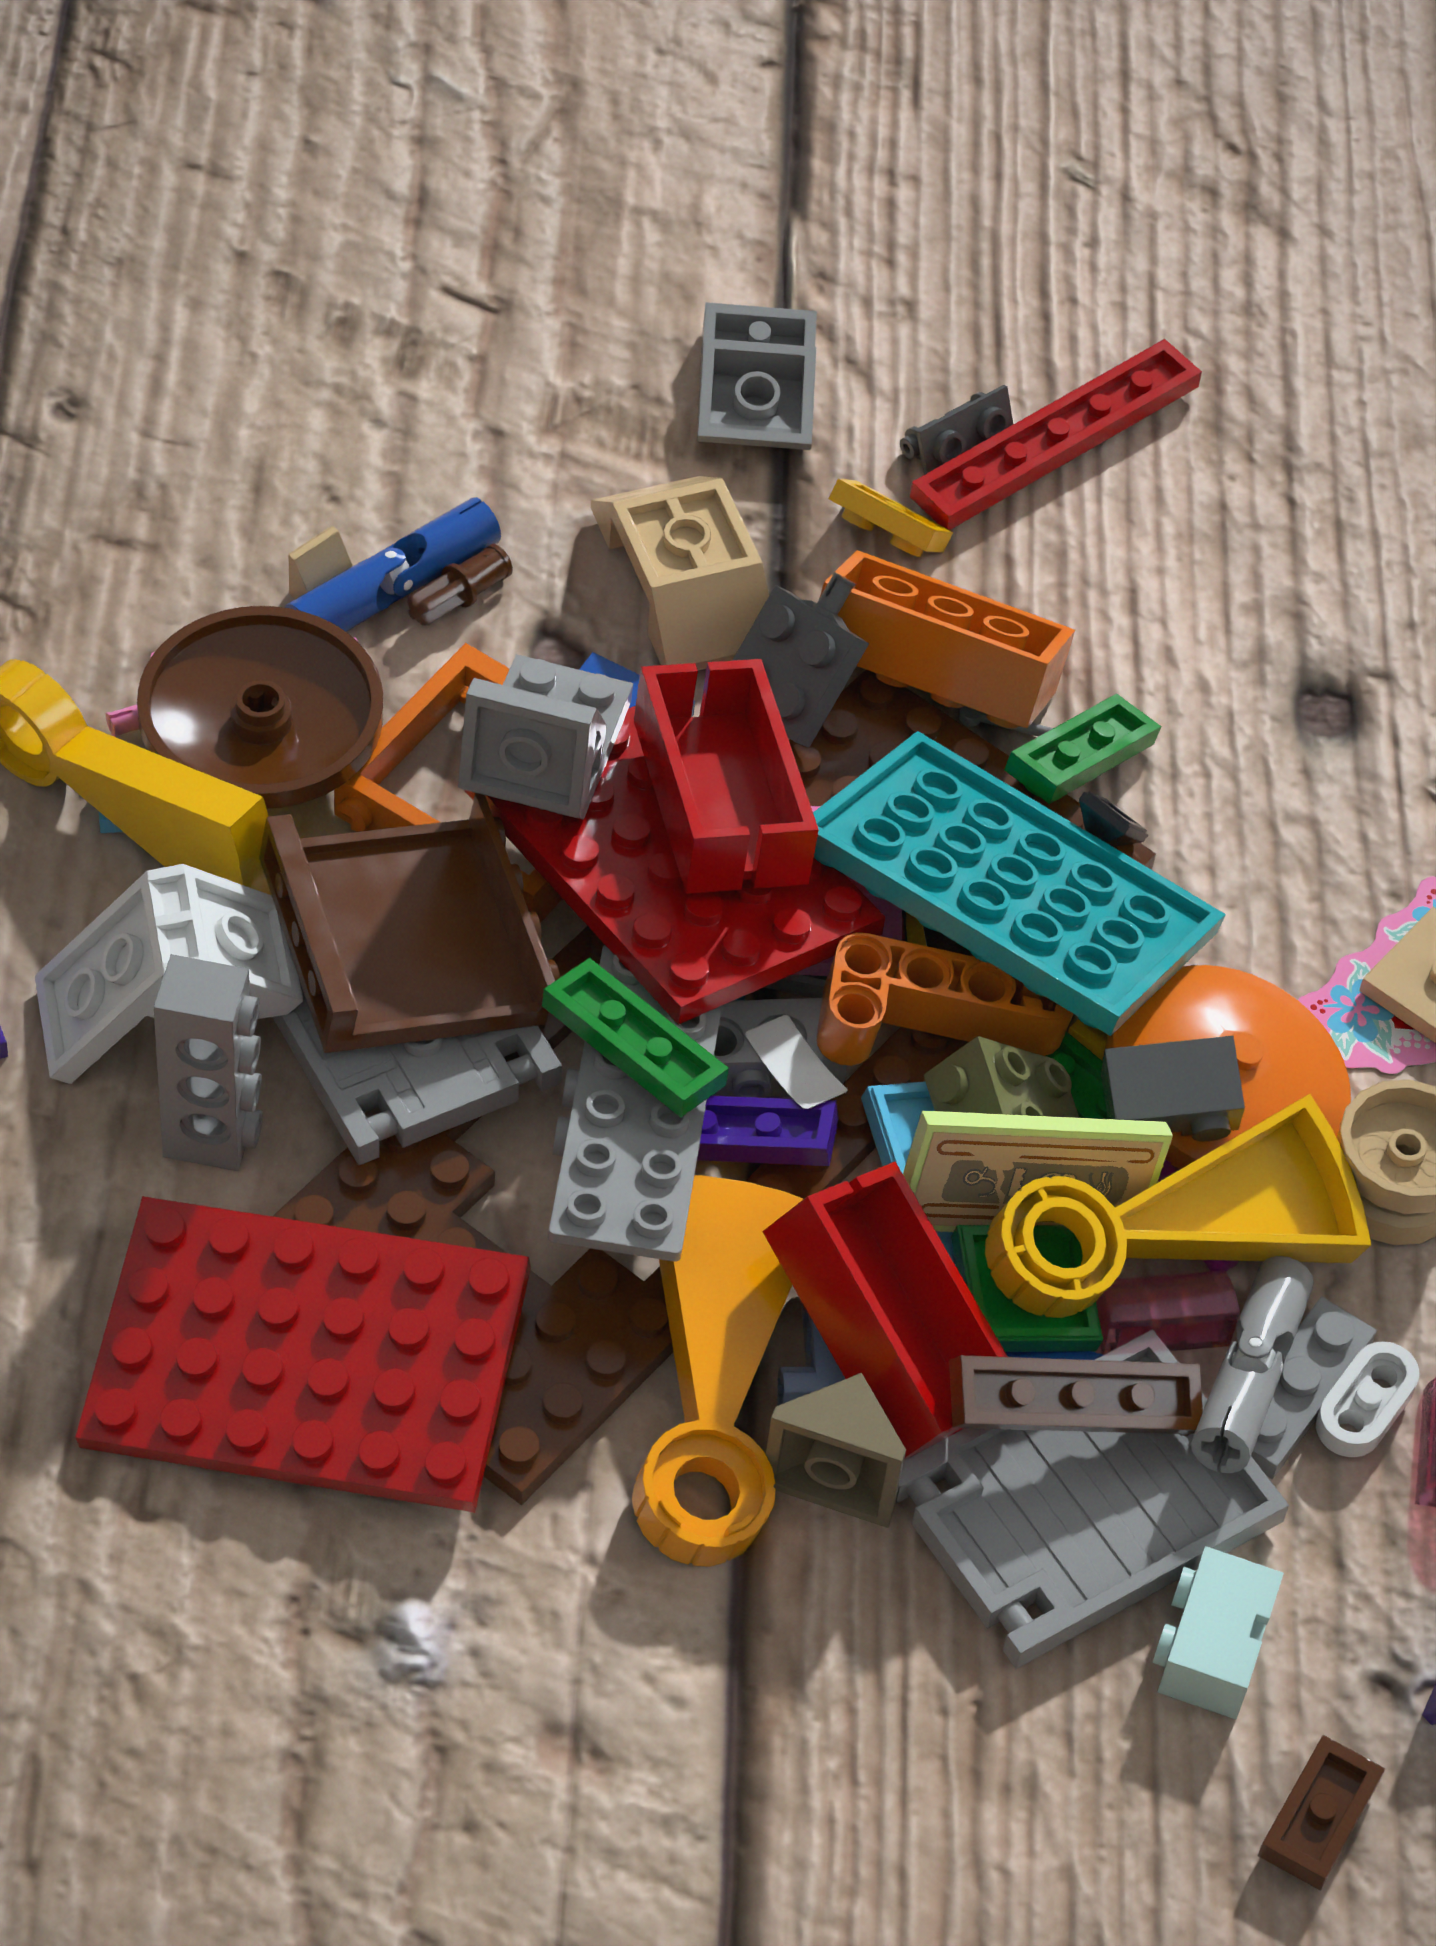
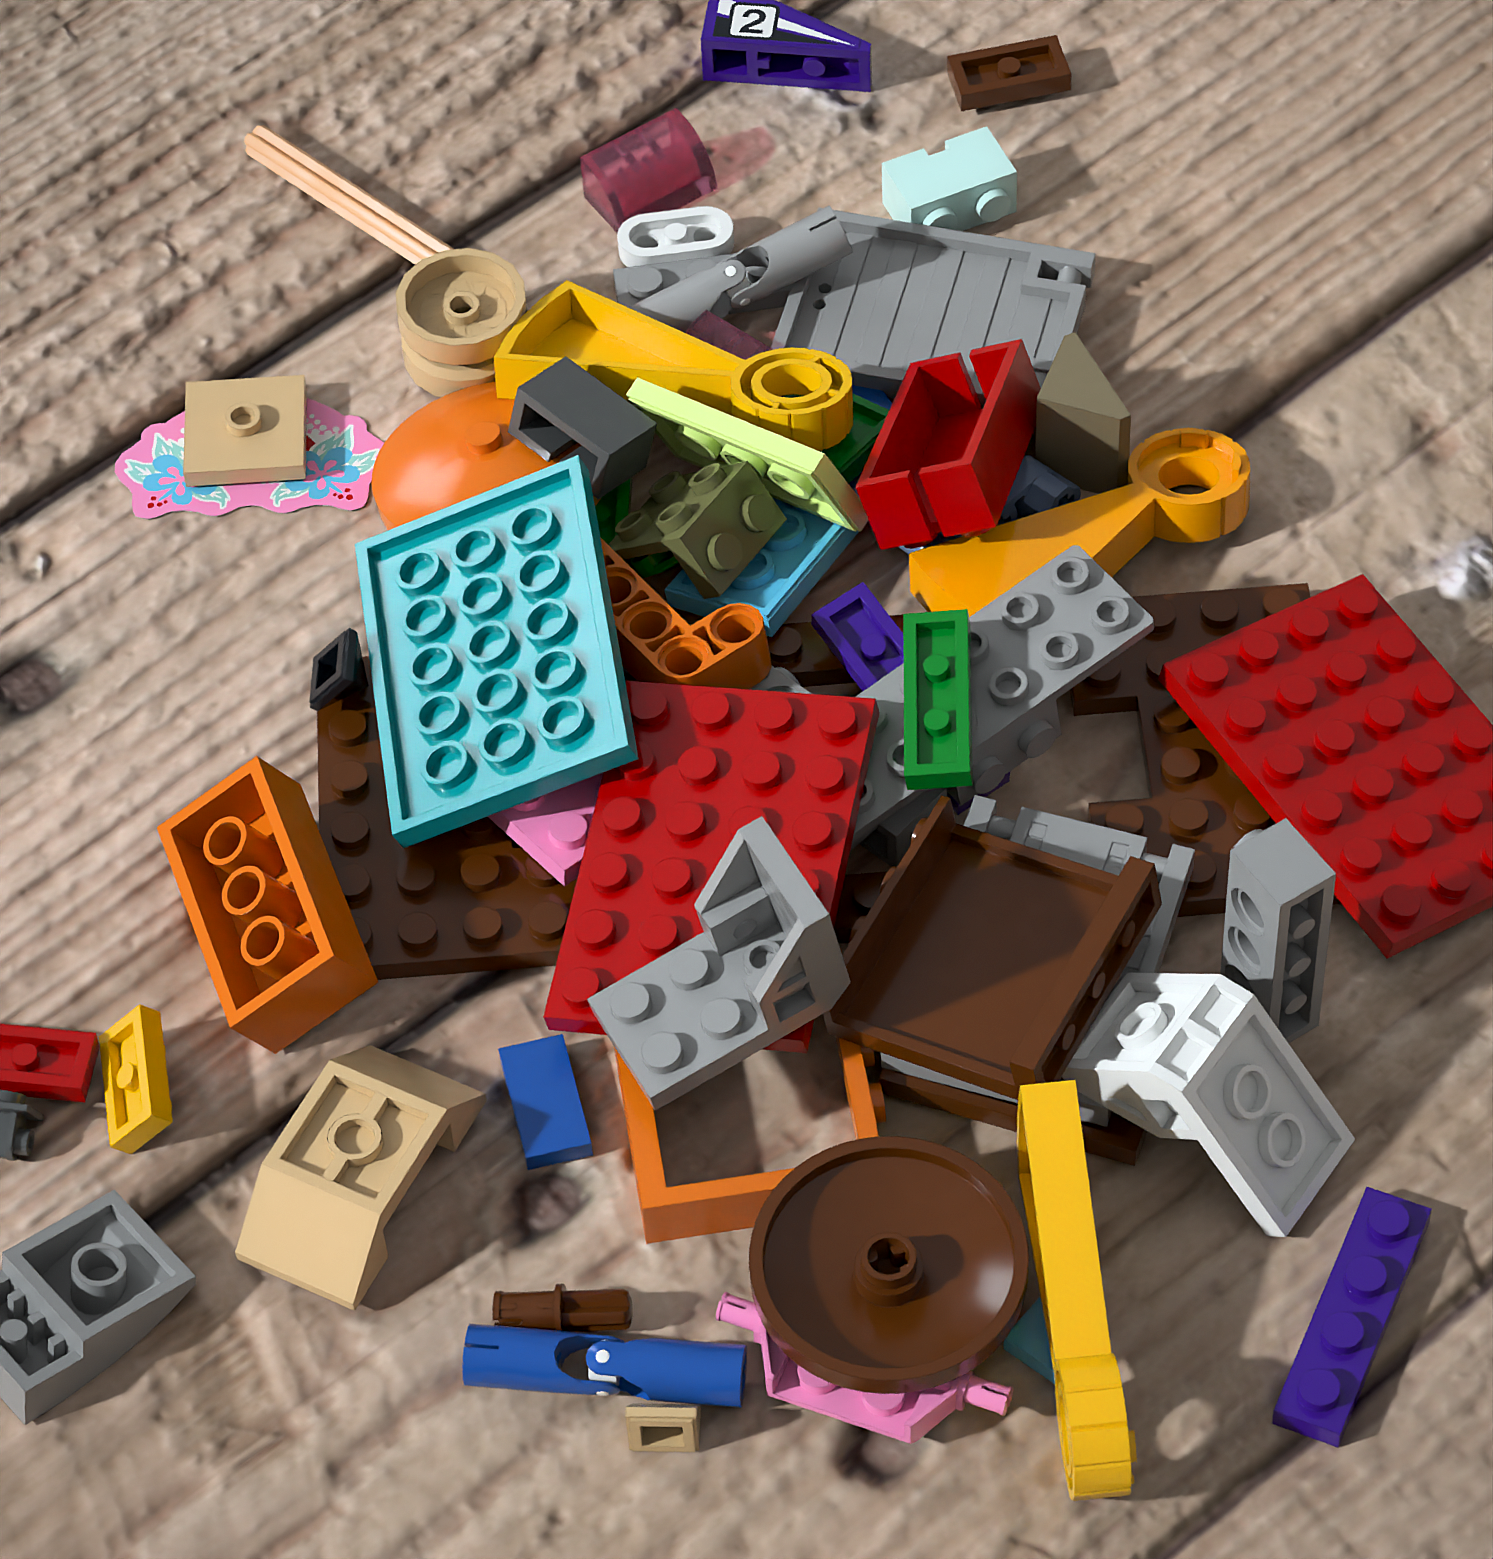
camera: 125 degrees left, 0 degrees up
(725, 777) = (638, 821): red piece -> none
(794, 1062) = (806, 655): white sticker -> none
(804, 654) = (418, 957): dark grey plate -> none
(1075, 1395) = (899, 312): plate -> none
(1082, 748) = (298, 746): green plate -> none

